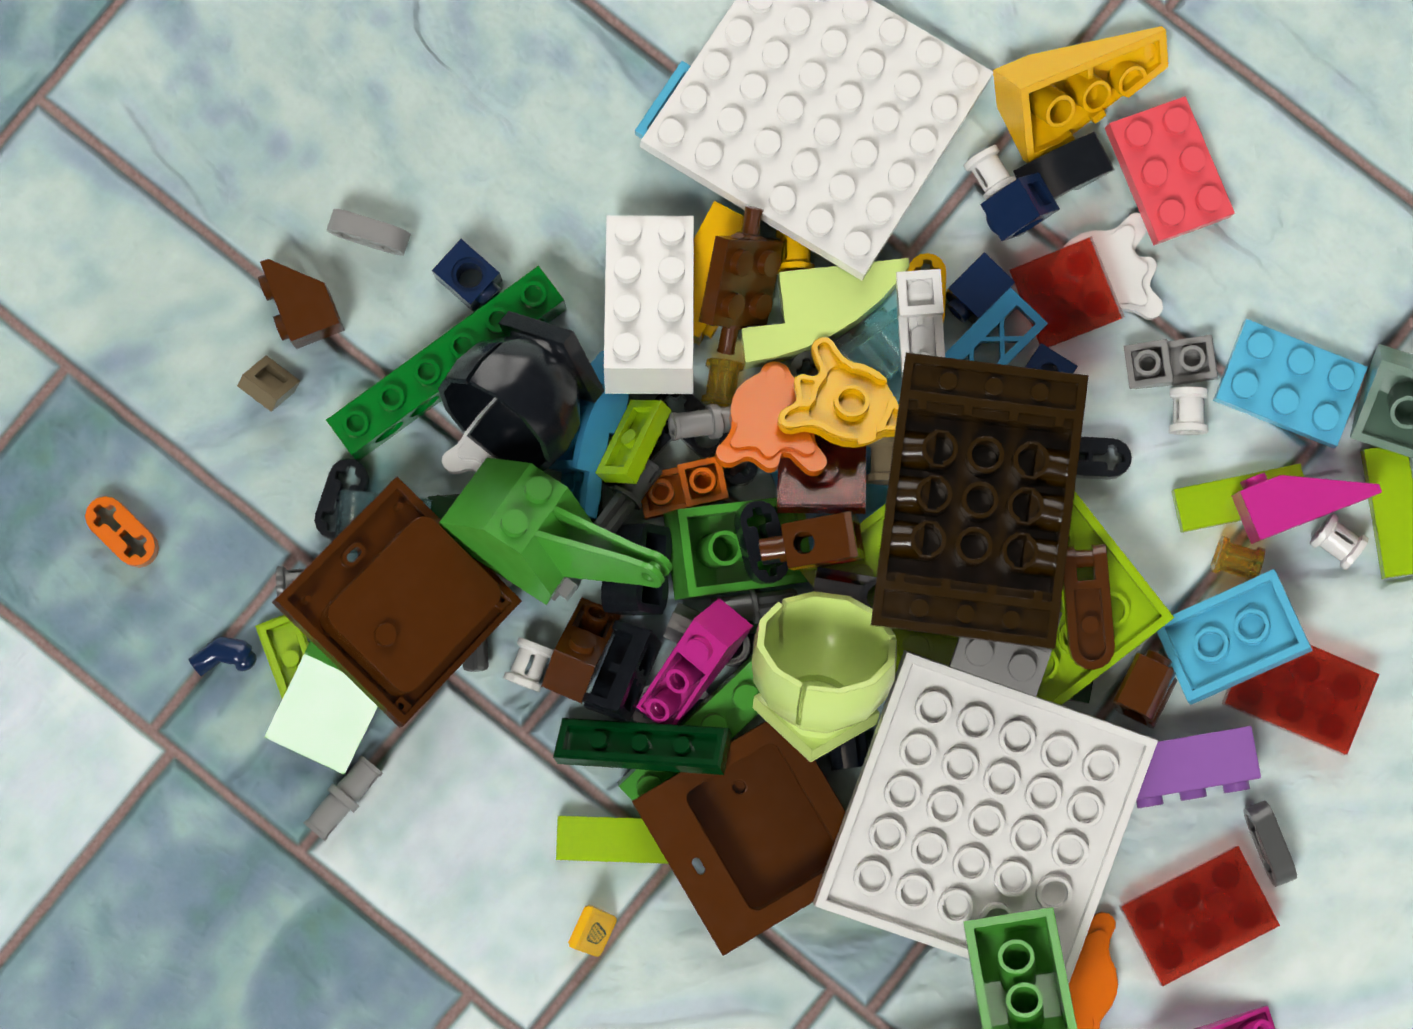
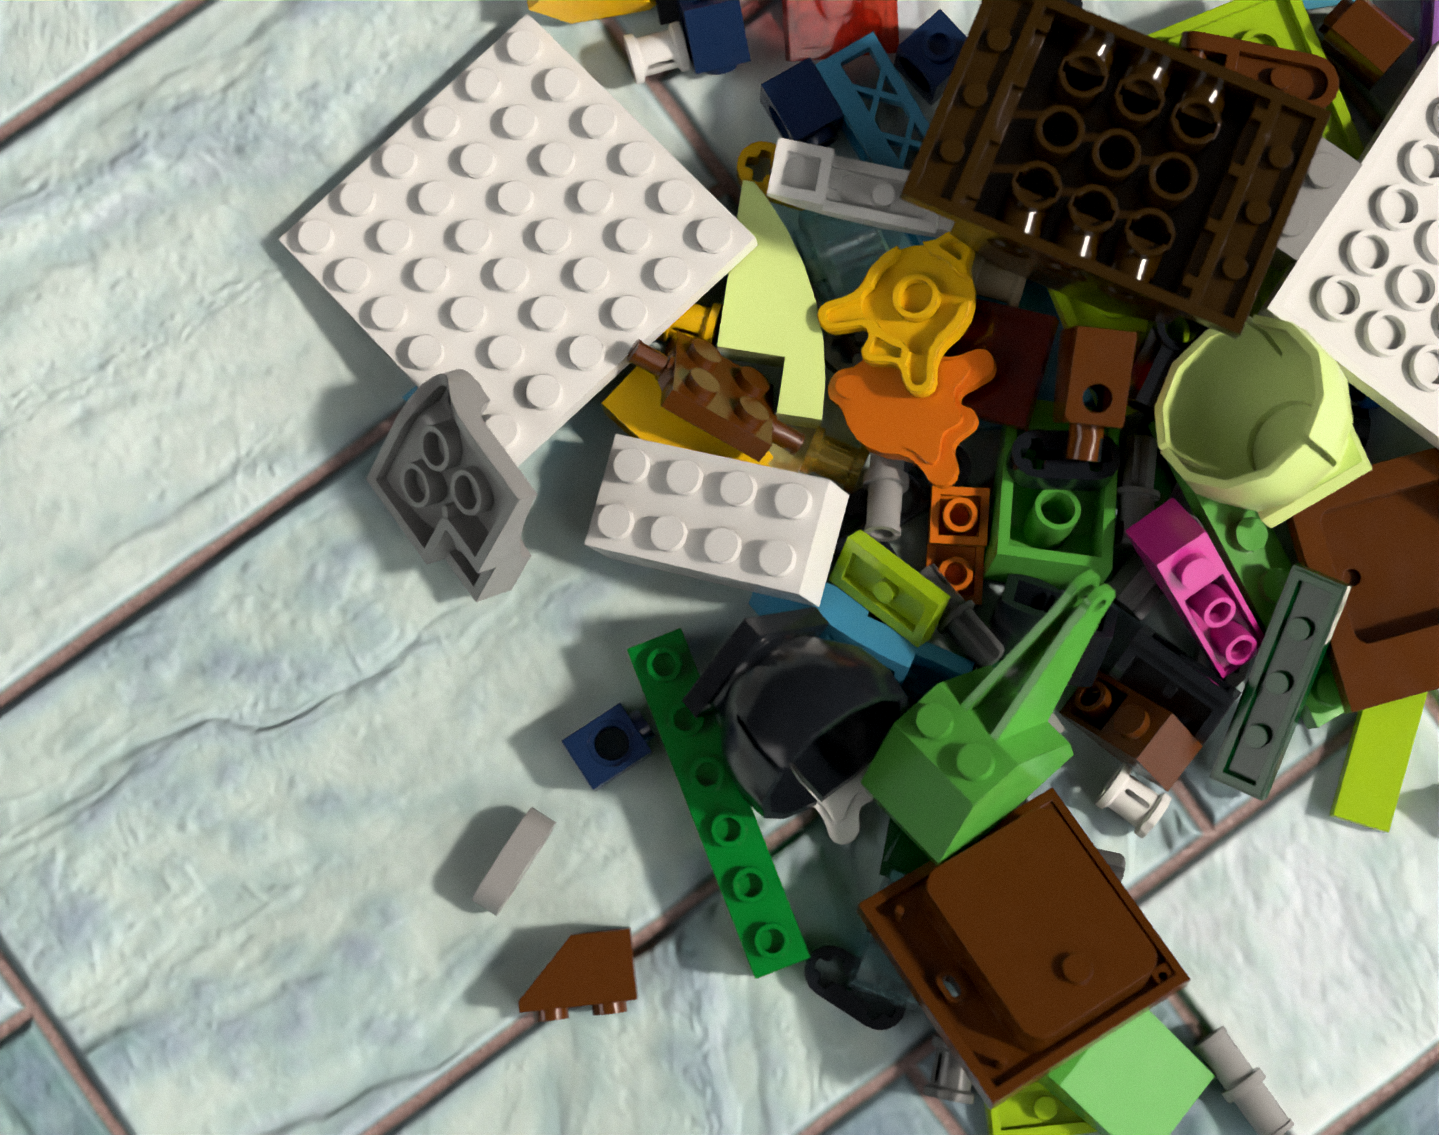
camera: 75 degrees left, 0 degrees up
(268, 383) = (679, 1044): dark tan plate -> none
(621, 110) = (455, 485): none -> light grey slope

